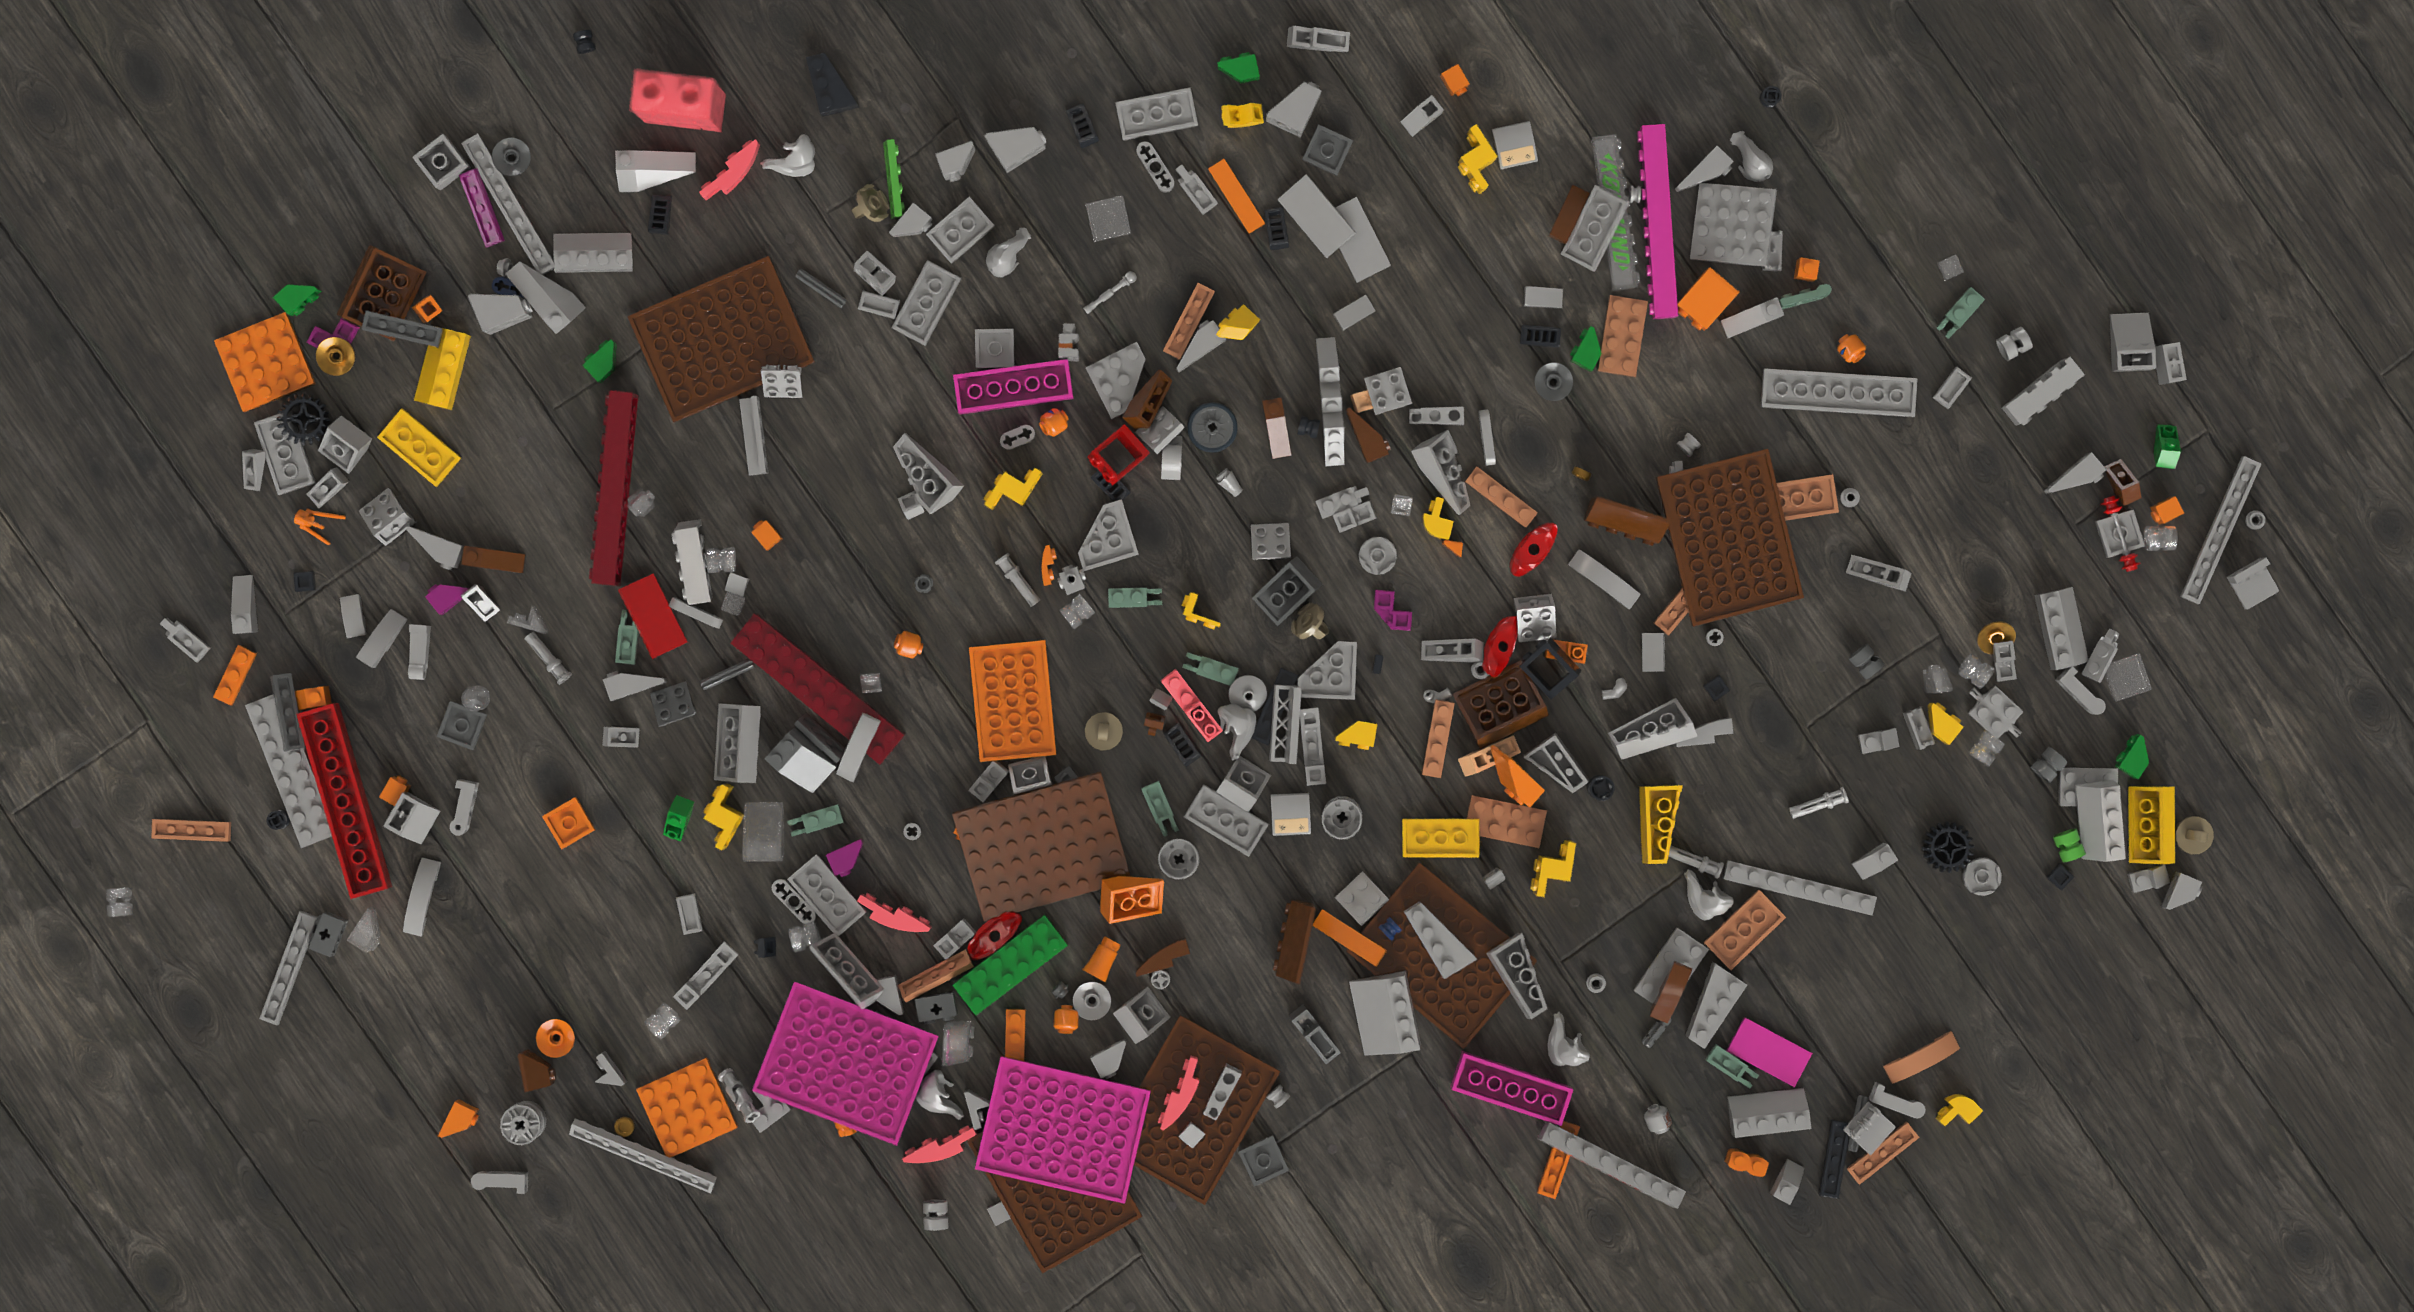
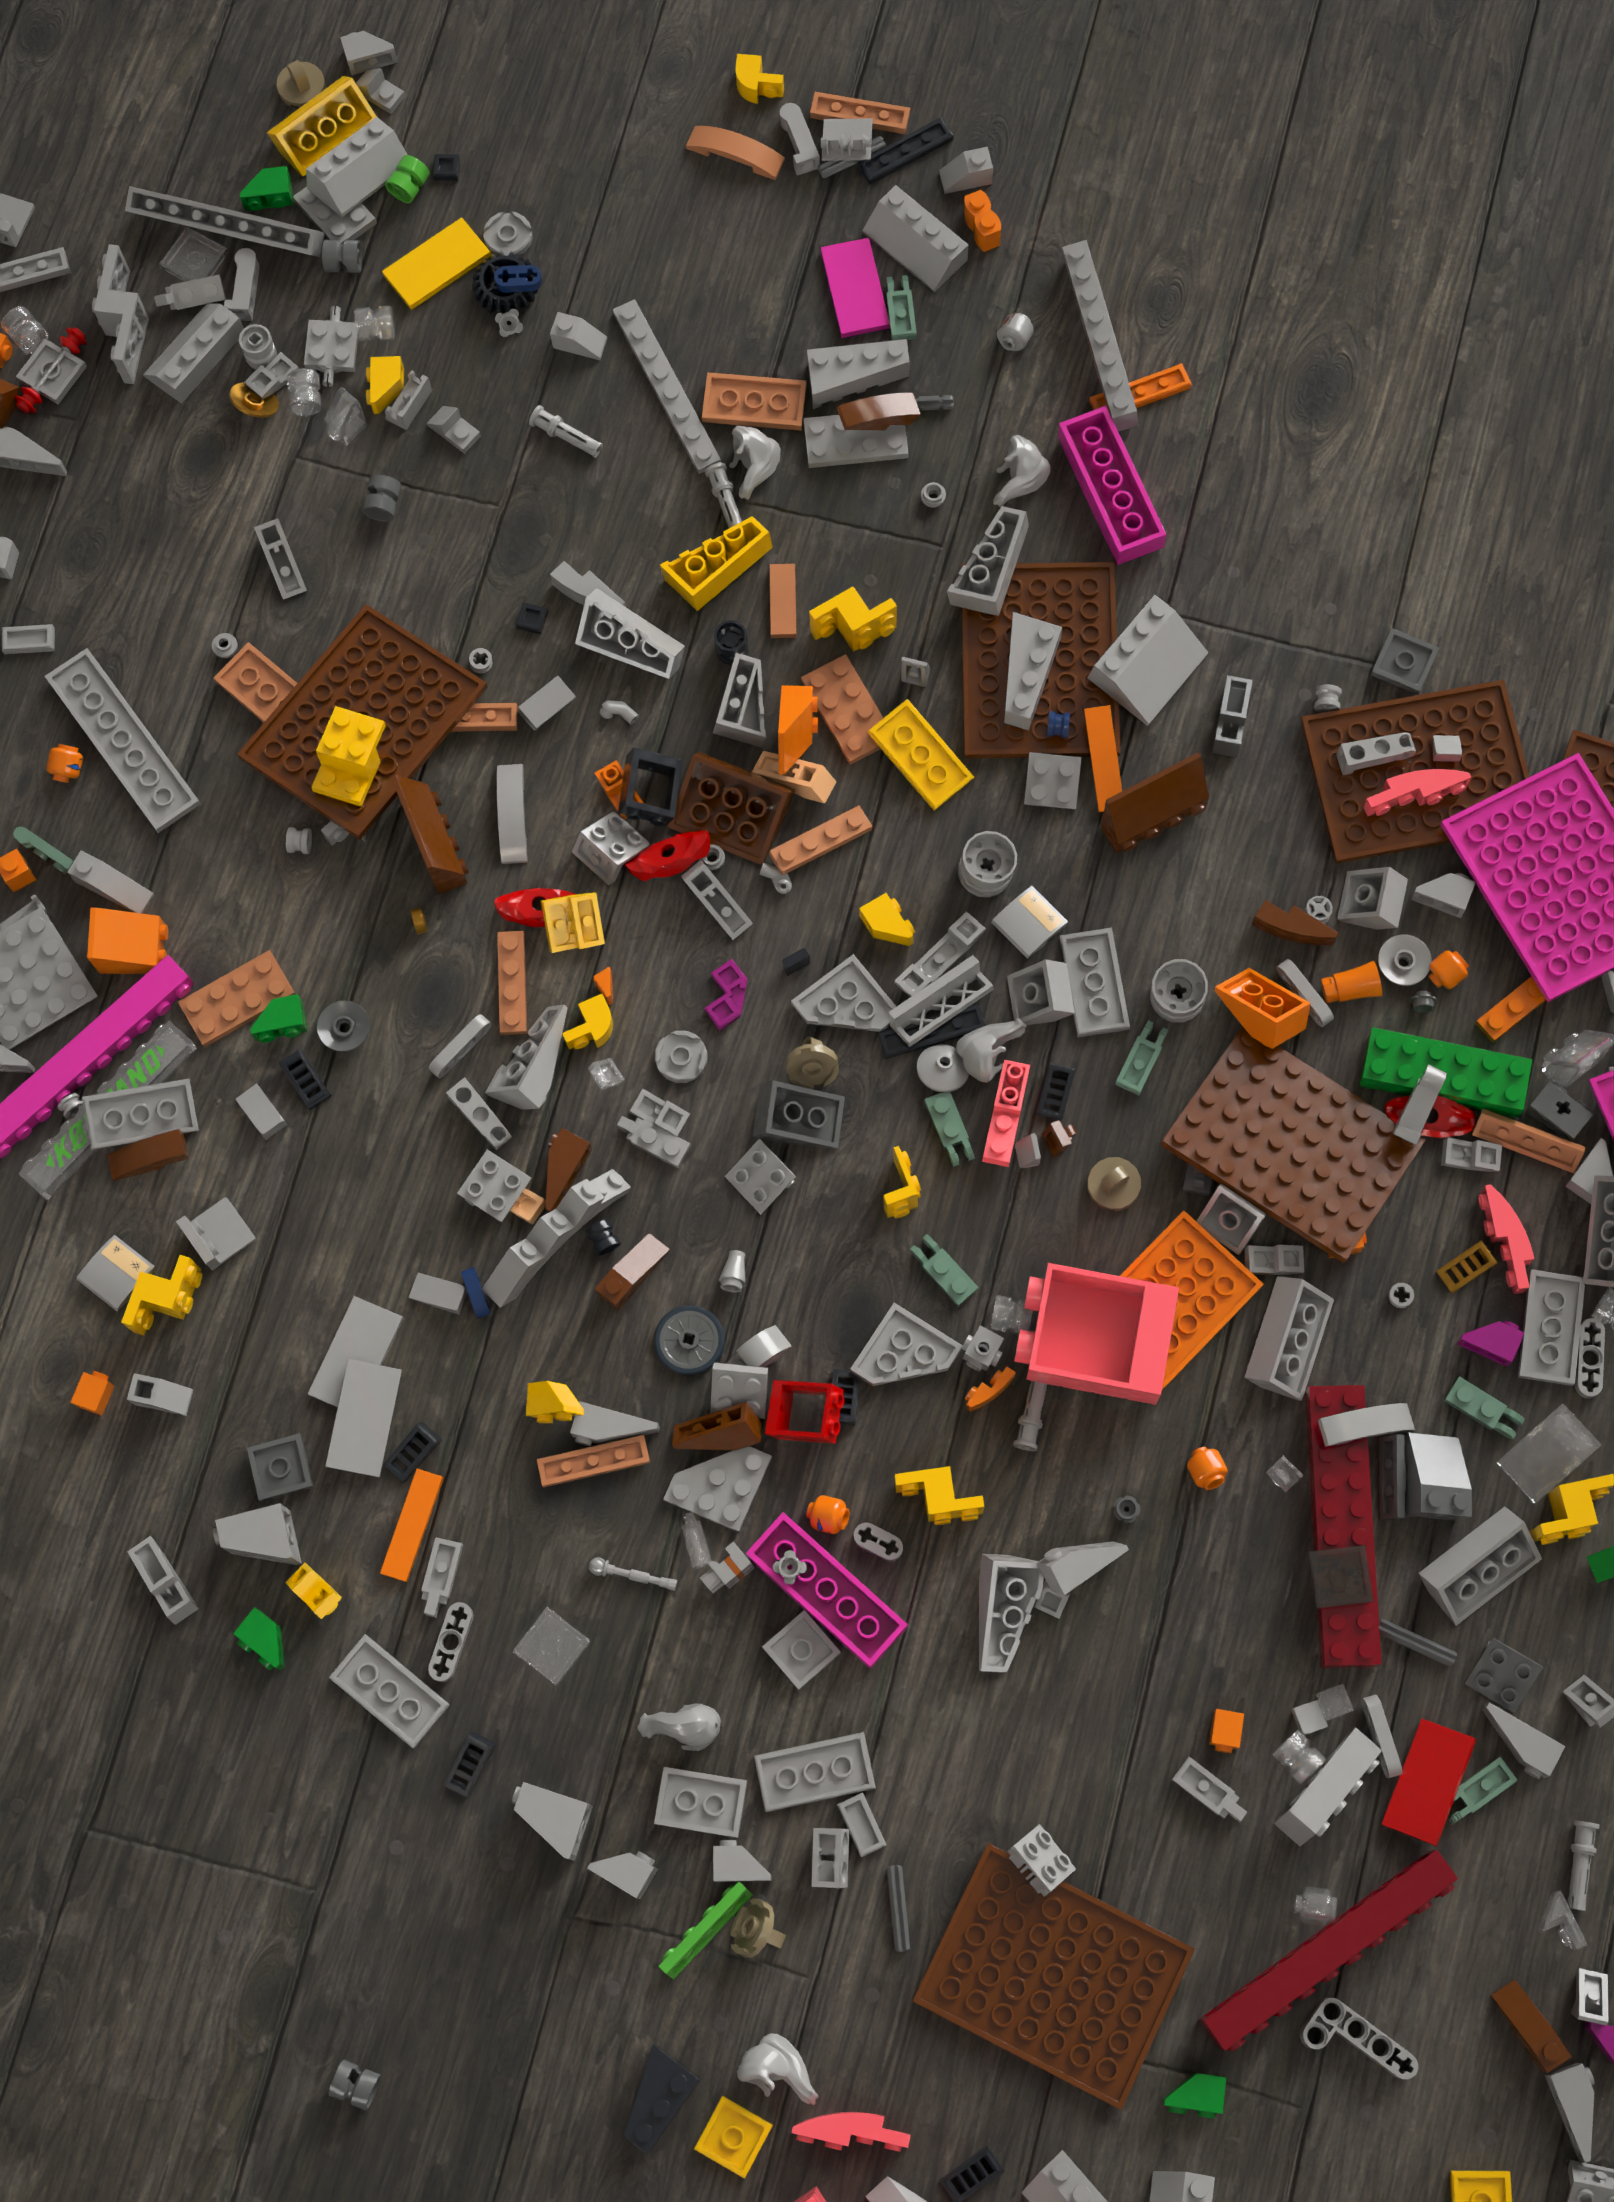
camera: 125 degrees left, 15 degrees down
(557, 467) = (1363, 2042): none -> light grey beam
(744, 499) = (1209, 1790): none -> light grey hinge
(754, 436) = (1129, 1841): light grey fence -> none
(779, 109) = (733, 2137): none -> yellow tile
(790, 660) = (1340, 1577): none -> clear smoke tile
(894, 897) = (1472, 1275): none -> pearl gold slope
(915, 530) = (1070, 1566): none -> light grey slope
(939, 750) = (1289, 1337): none -> light grey slope
(1001, 929) = (1419, 1104): none -> light grey leg
(1025, 646) = (1098, 1333): none -> coral brick
(1043, 379) = (789, 1559): none -> light grey plate
(1099, 340) = (695, 1541): none -> clear cylinder
(1120, 929) = (1300, 986): none -> light grey beam
(1336, 332) = (475, 1292): none -> dark blue beam
(1490, 218) = (217, 1233): none -> light grey bracket
(1506, 558) = (572, 922): none -> yellow slope
(1604, 841) = (782, 601): none -> nougat tile
(1708, 508) = (348, 756): none -> yellow bracket
(1916, 825) = (506, 329): none -> light grey plate
(1944, 857) = (518, 278): none -> dark blue beam
(1998, 818) = (436, 263): none -> yellow tile
(2029, 667) = (257, 346): none -> light grey wheel
(2120, 602) = (120, 313): none -> light grey bracket
(2132, 712) = (224, 221): none -> light grey brick

